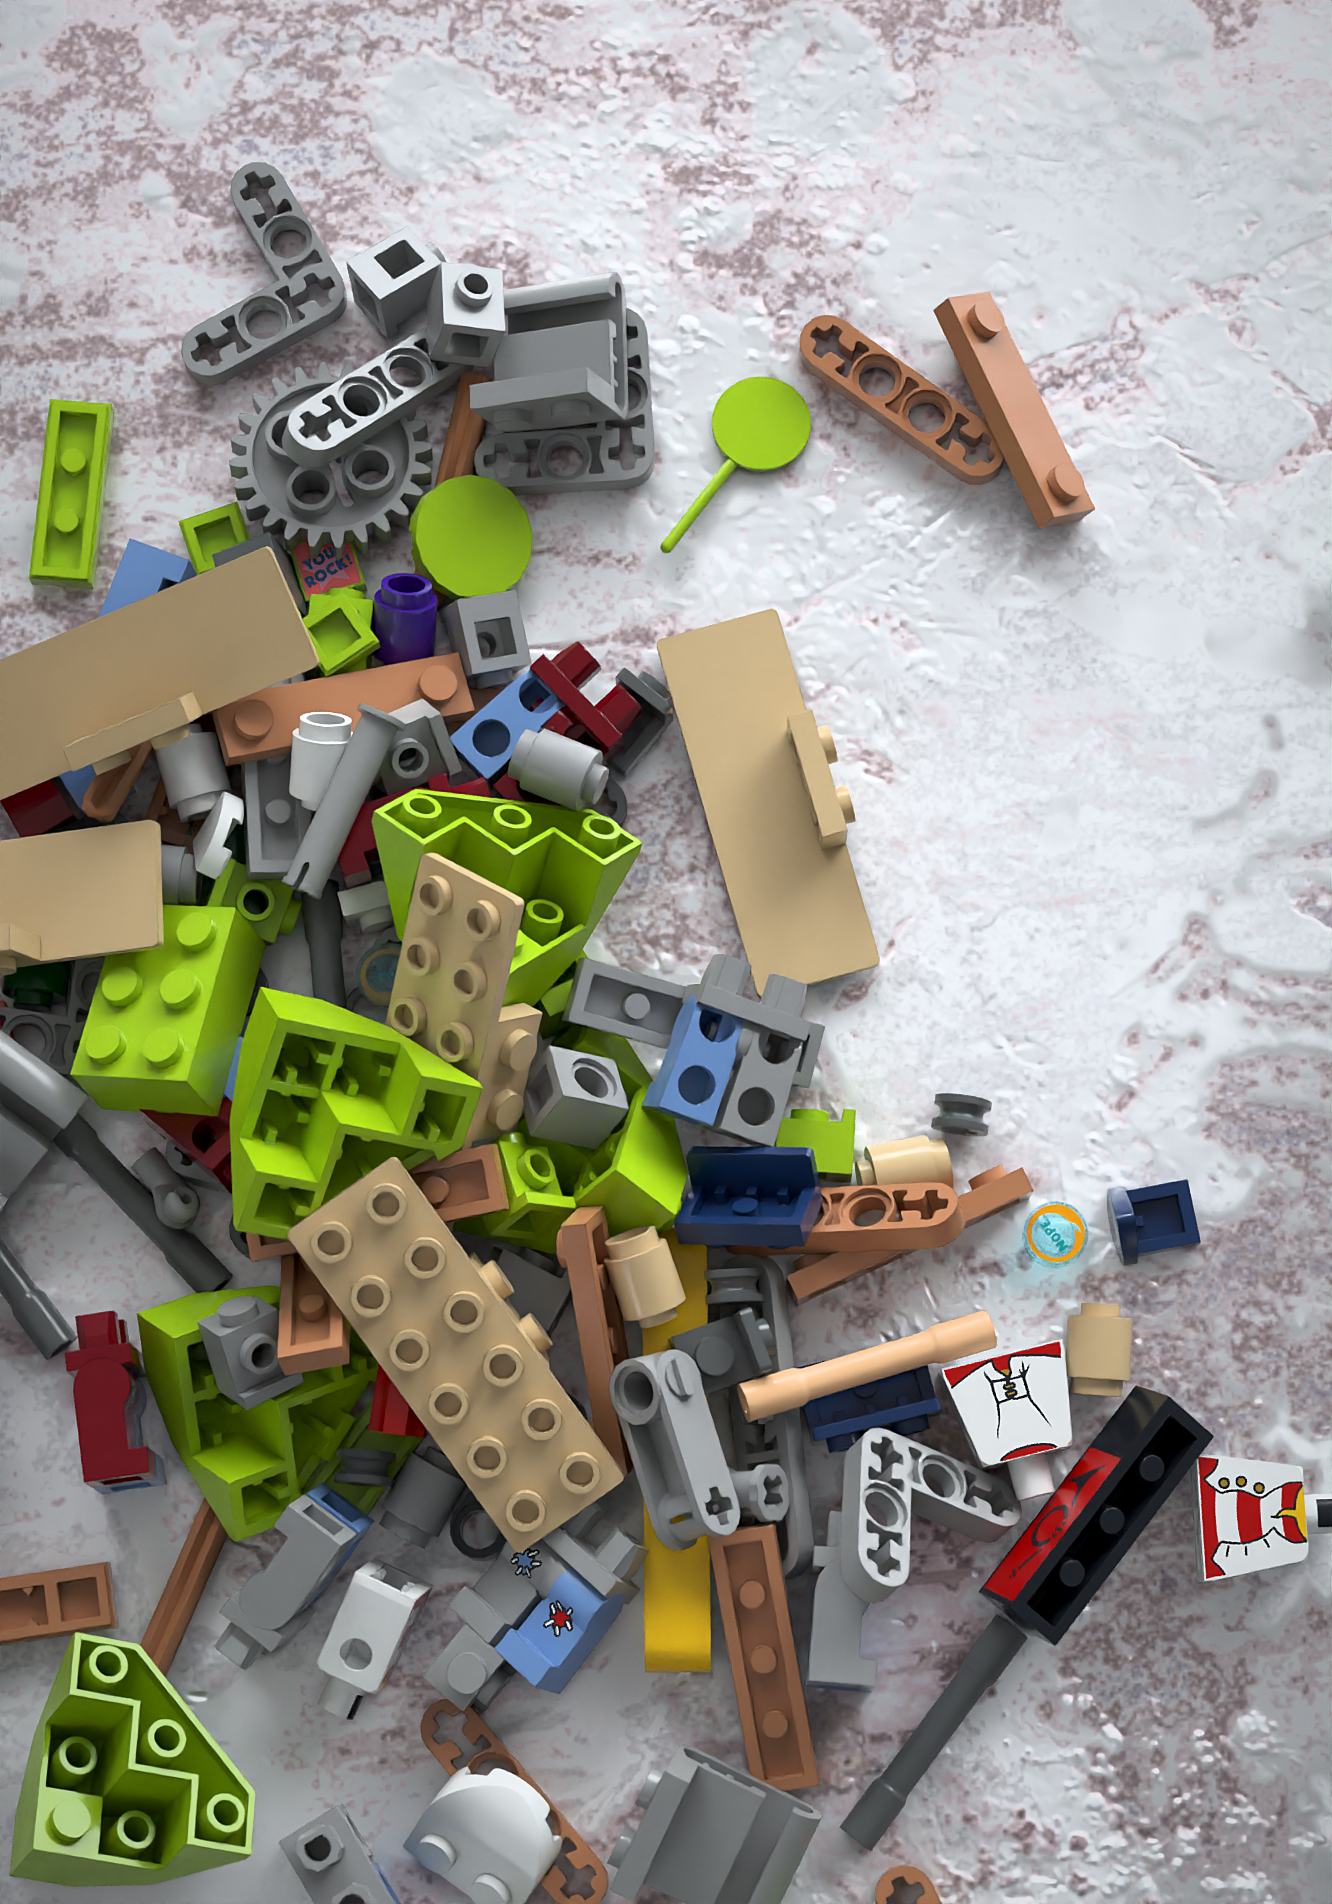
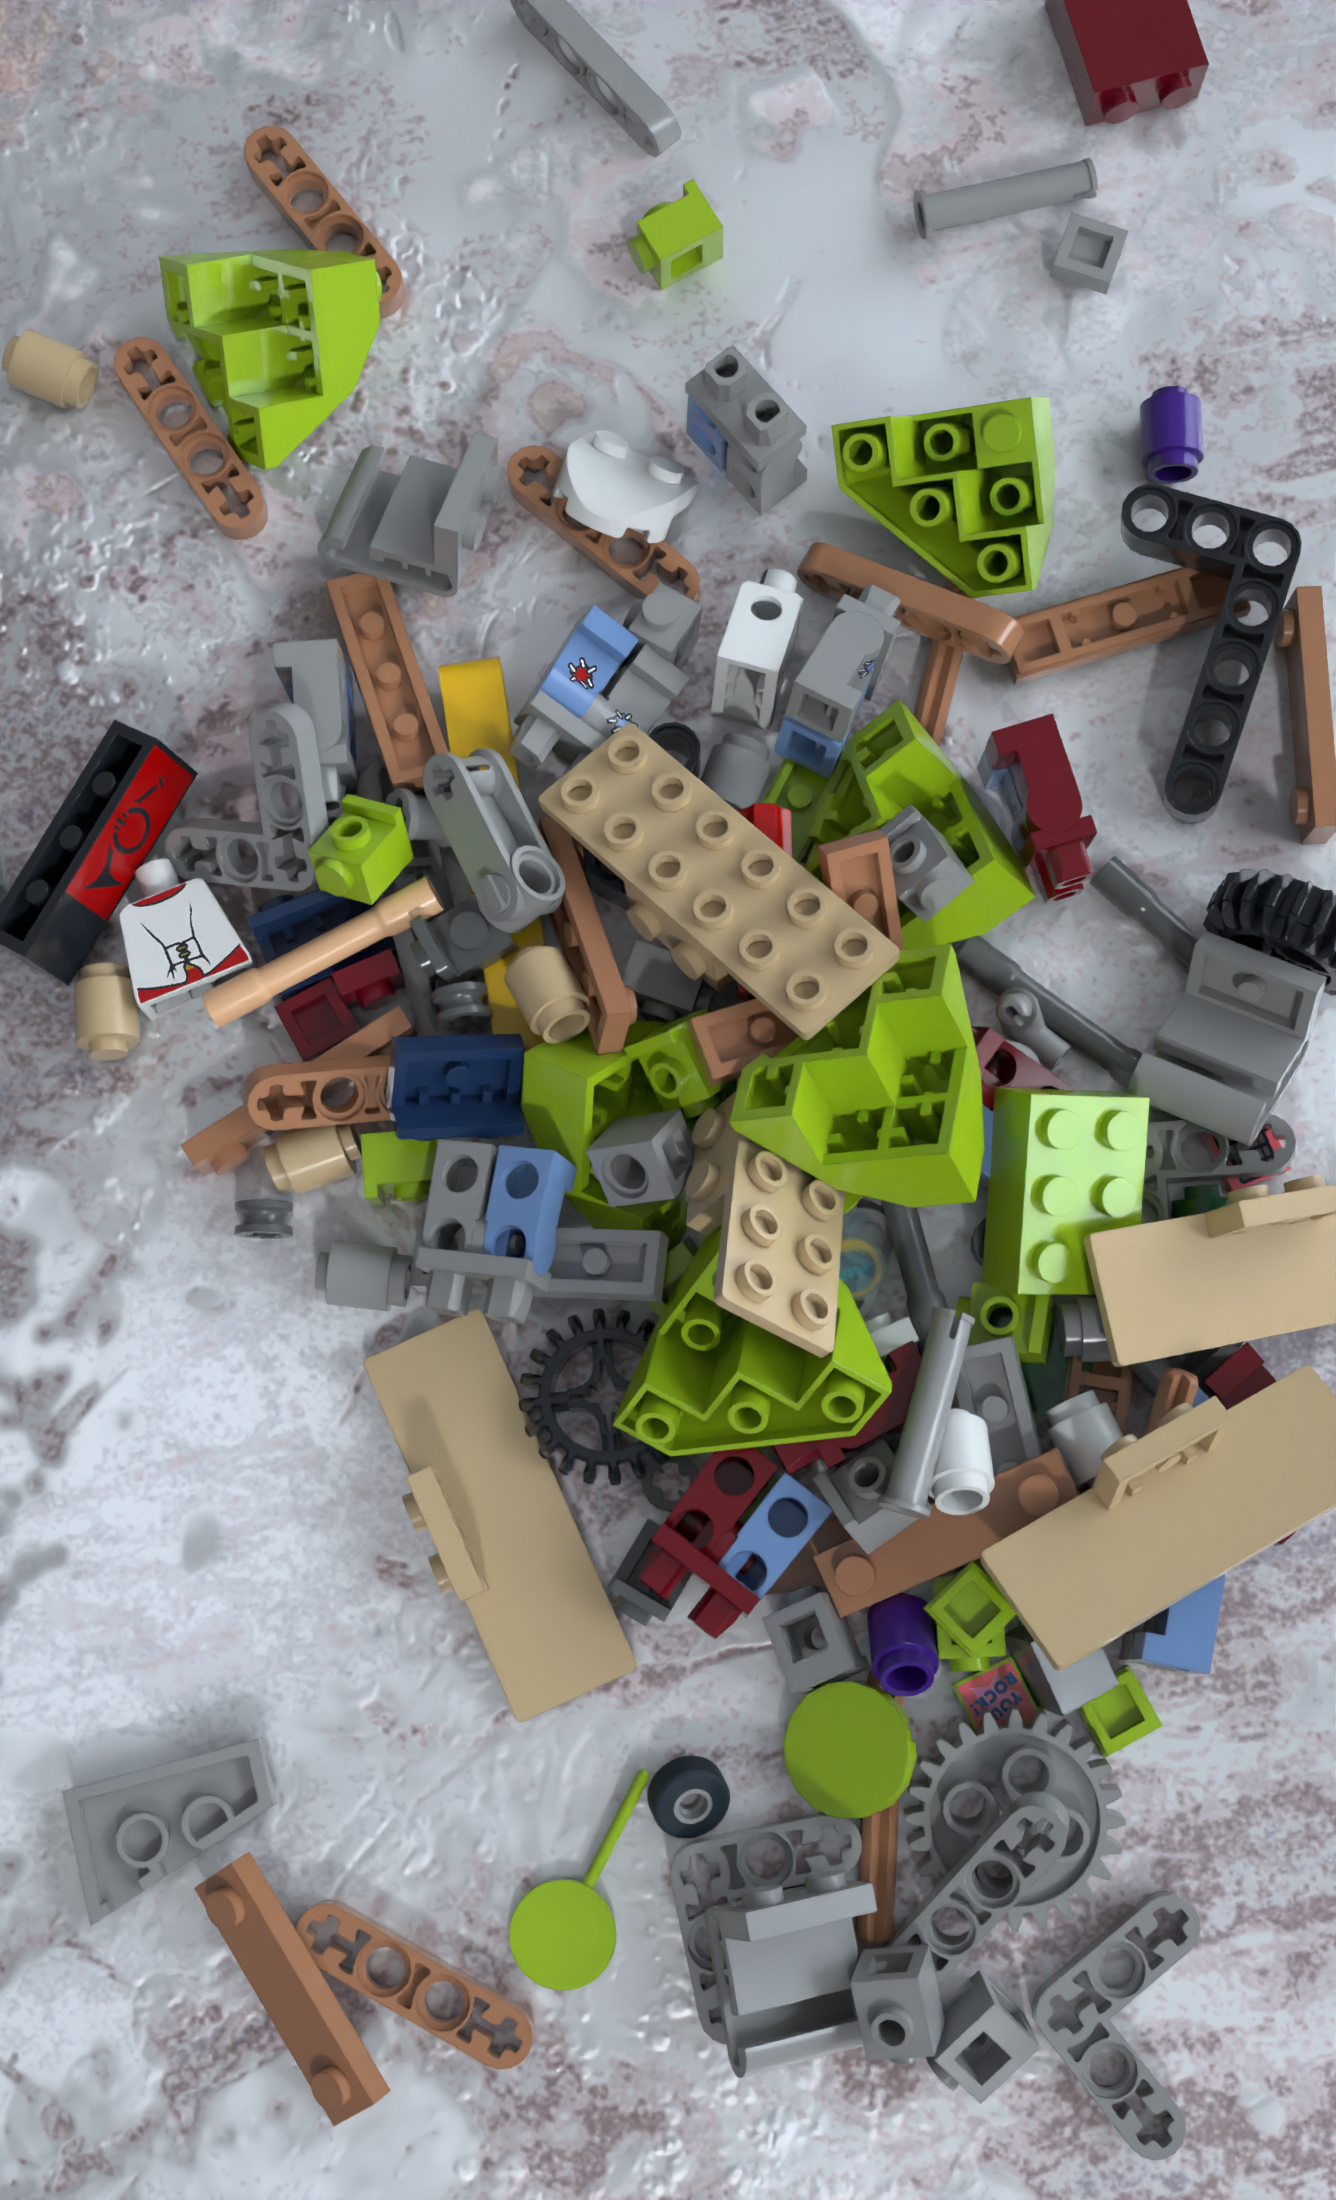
camera: 170 degrees right, 0 degrees up
(71, 494) = (1281, 1743): lime tile -> none
(199, 1654) = (923, 606): none -> nougat beam
(208, 844) = (1056, 1372): white tile -> none
(365, 1467) = (791, 788): dark grey bush -> none
(558, 768) = (710, 1486): light grey brick -> none
(631, 537) = (680, 1779): none -> black wheel
(675, 896) = (550, 1402): none -> black gear
(791, 1452) = (361, 850): none -> lime brick
(825, 1337) = (370, 982): none -> dark red plate
(867, 1042) = (364, 1276): none -> light grey brick
(884, 1308) = (316, 1019): none -> dark red plate
(977, 1672) = (262, 591): dark grey piece -> none
(1055, 1234) = (161, 1120): clear light blue tile -> none
(1122, 573) = (160, 1817): none -> light grey wing
(1151, 1220) = (68, 1149): dark blue tile -> none

